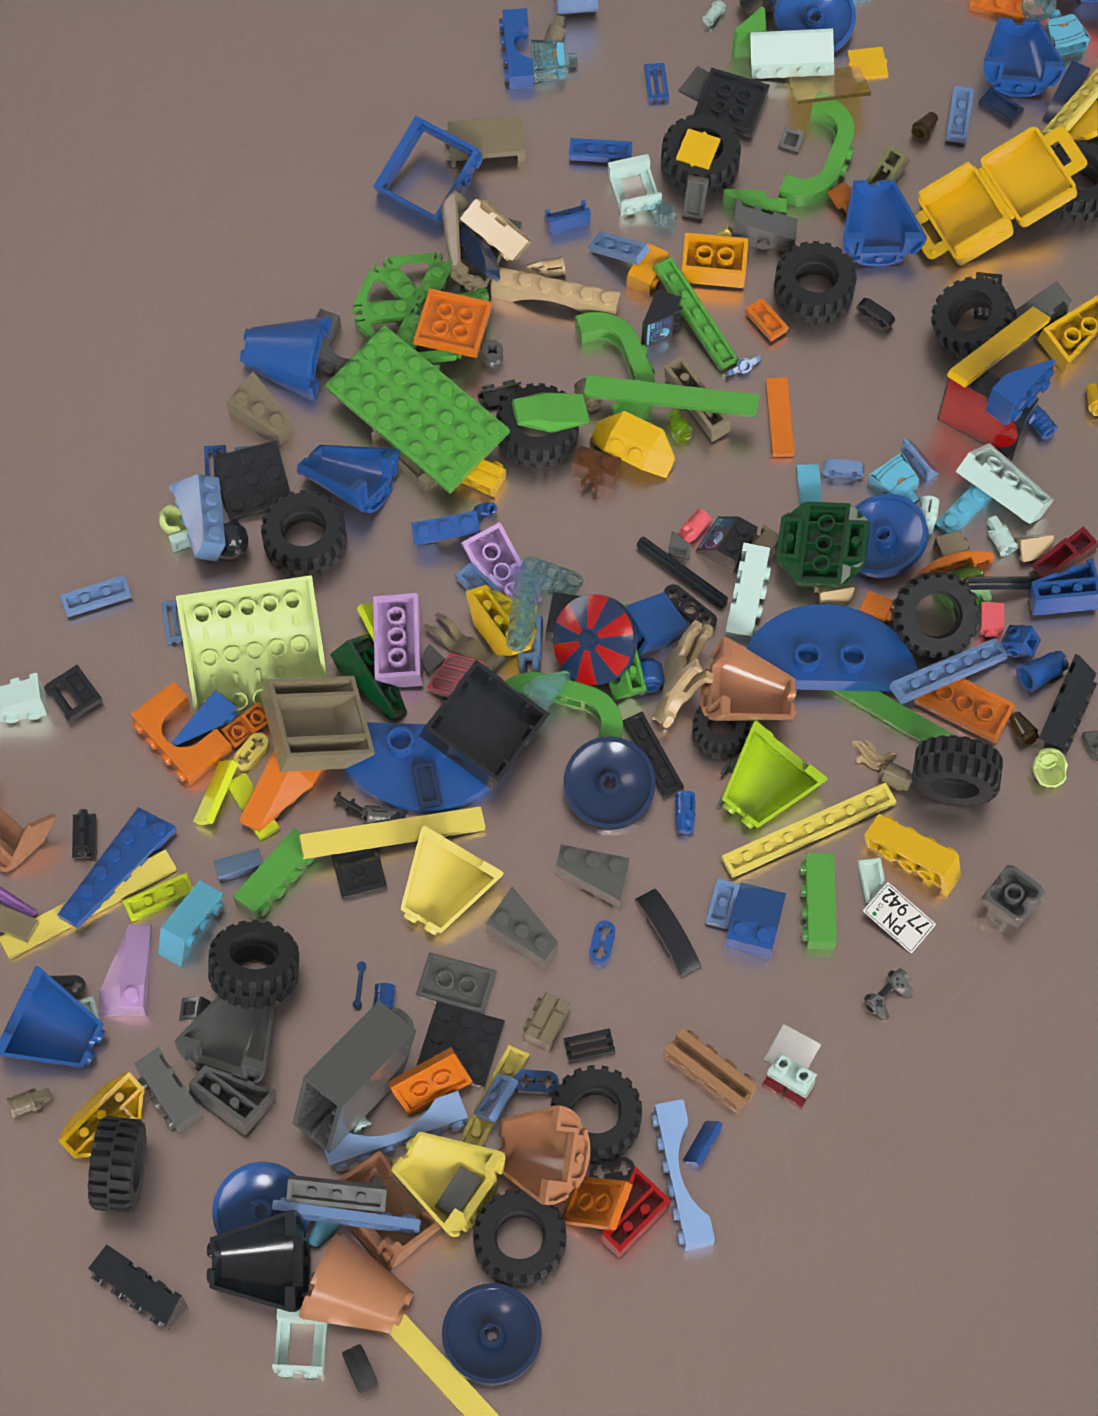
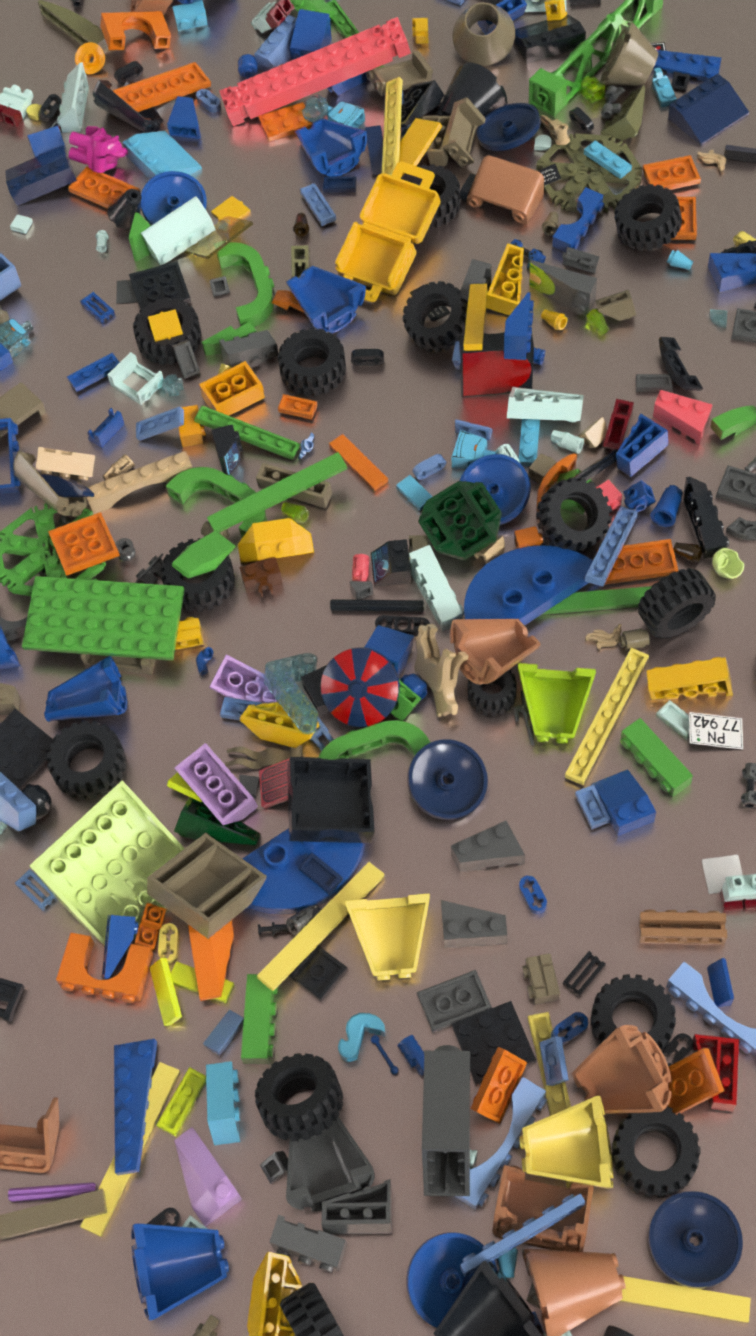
camera: 30 degrees left, 5 degrees down
(84, 835) = (87, 1097): black hinge -> none
(338, 1193) = (504, 1221): dark grey piece -> none
(347, 947) = (355, 1032): none -> medium azure animal
(446, 528) = (188, 685): blue arch -> none
(457, 1191) = (585, 1152): dark grey tile -> none
(546, 688) = (352, 744): clear light blue slope -> none
(645, 738) = (438, 730): black tile -> none
(669, 931) = (572, 851): black slope -> none
(685, 811) = (514, 762): blue hinge -> none

